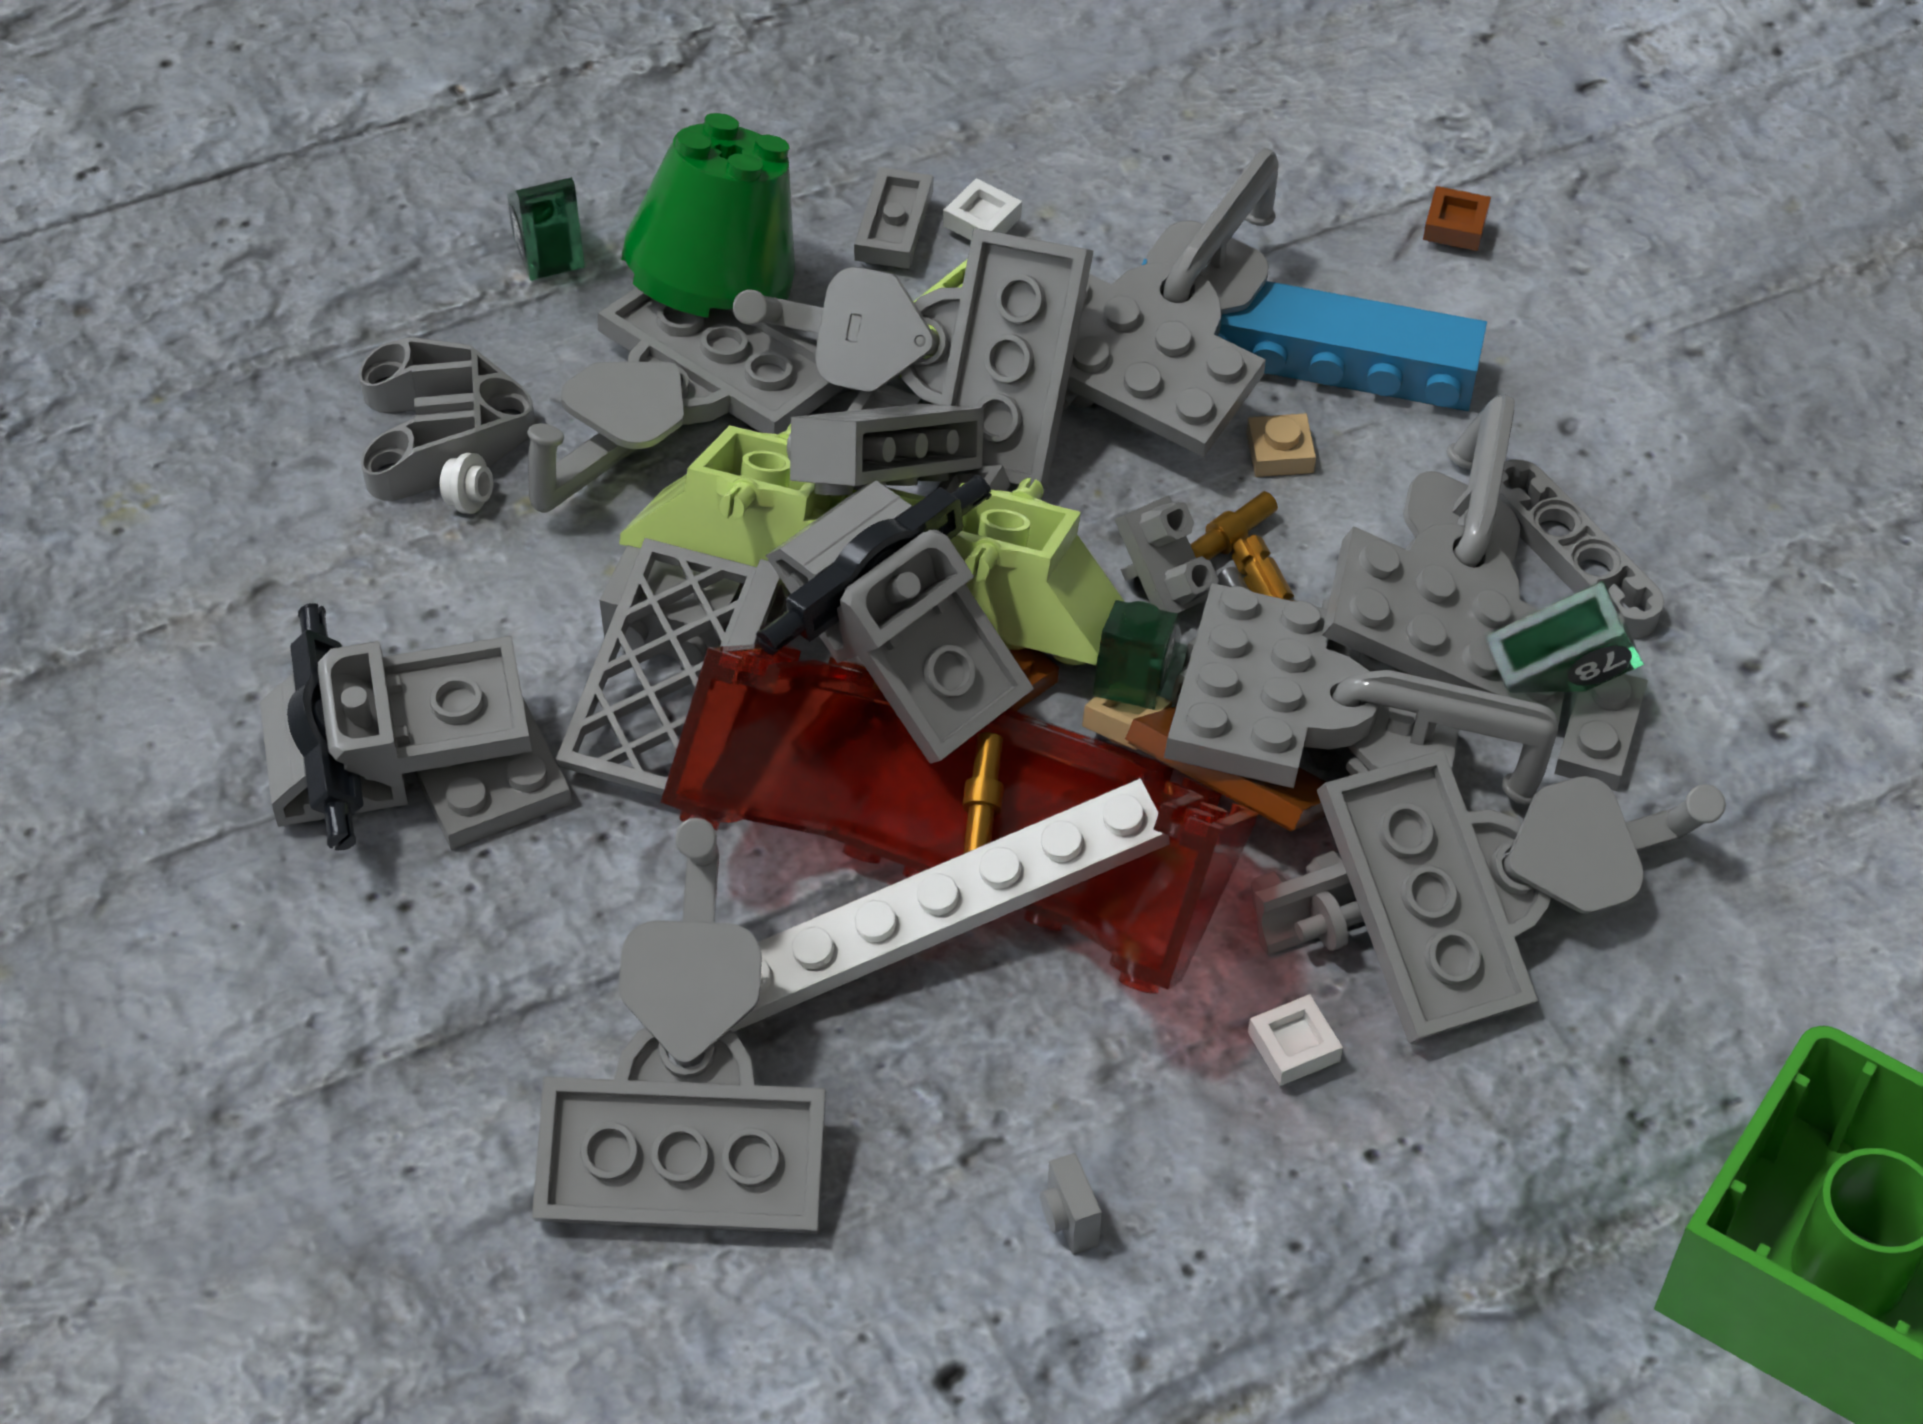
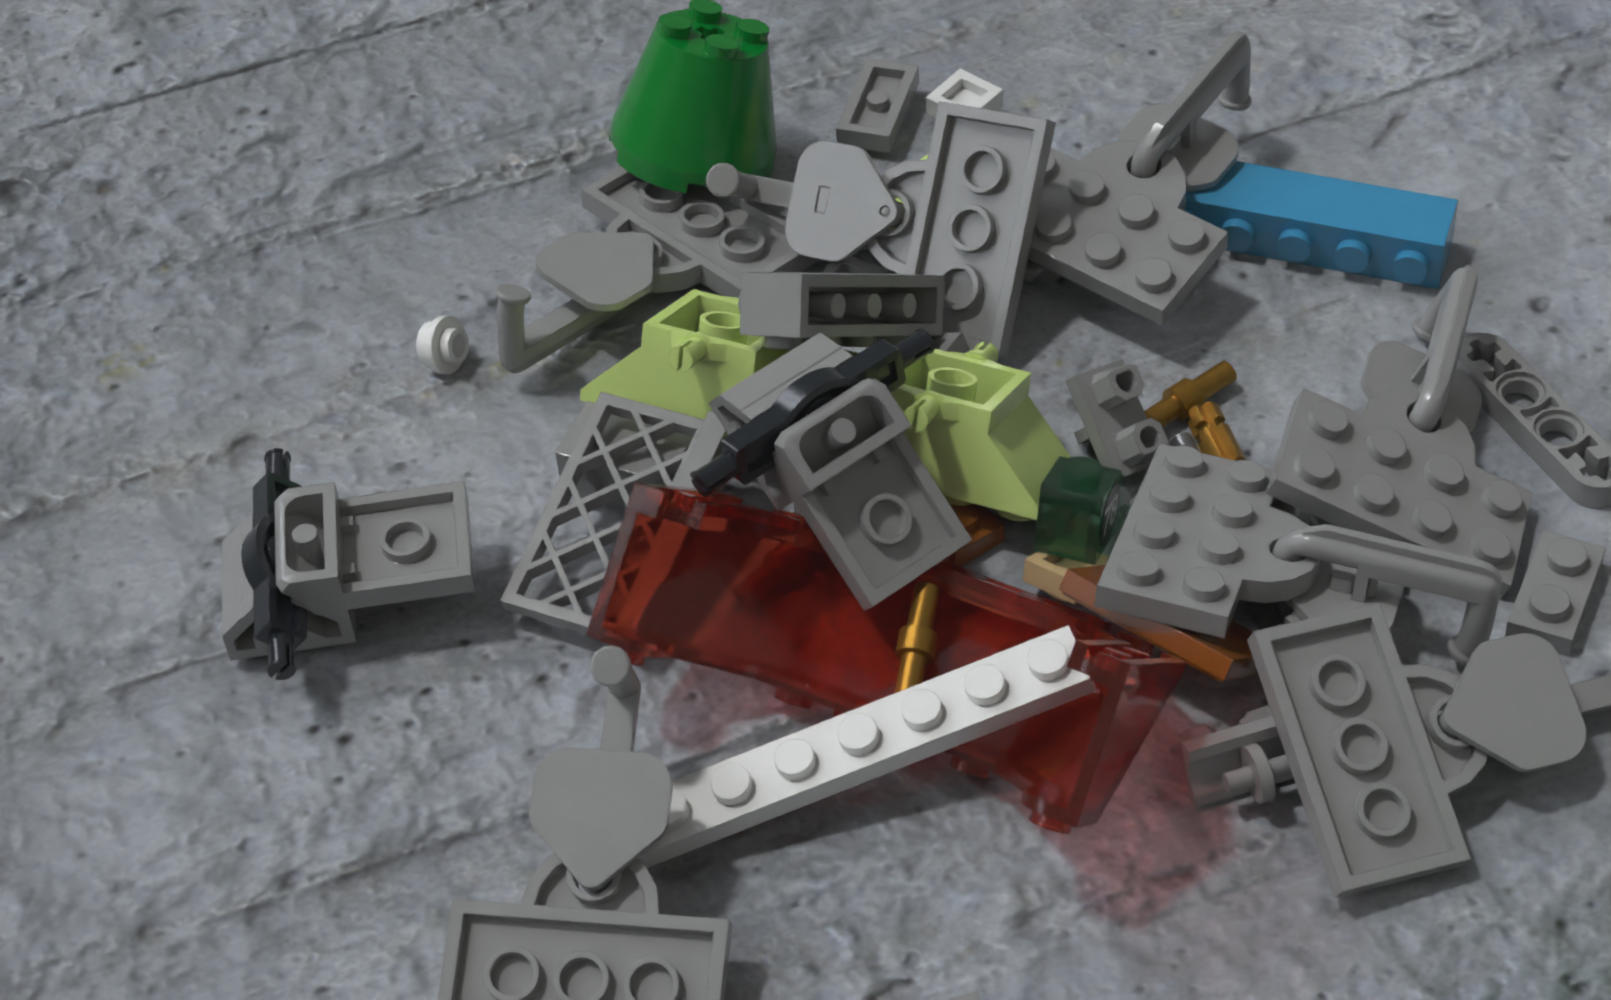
camera: 10 degrees right, 5 degrees down
(456, 411) = (437, 272): light grey connector -> none
(496, 792) = (442, 631): light grey plate -> none
(547, 228) = (542, 111): clear green slope -> none
(1281, 445) = (1244, 318): tan plate -> none
(1295, 1040) = (1215, 890): white plate -> none
(1456, 218) = (1436, 106): dark orange plate -> none
(1566, 645) = (1518, 507): clear green slope -> none

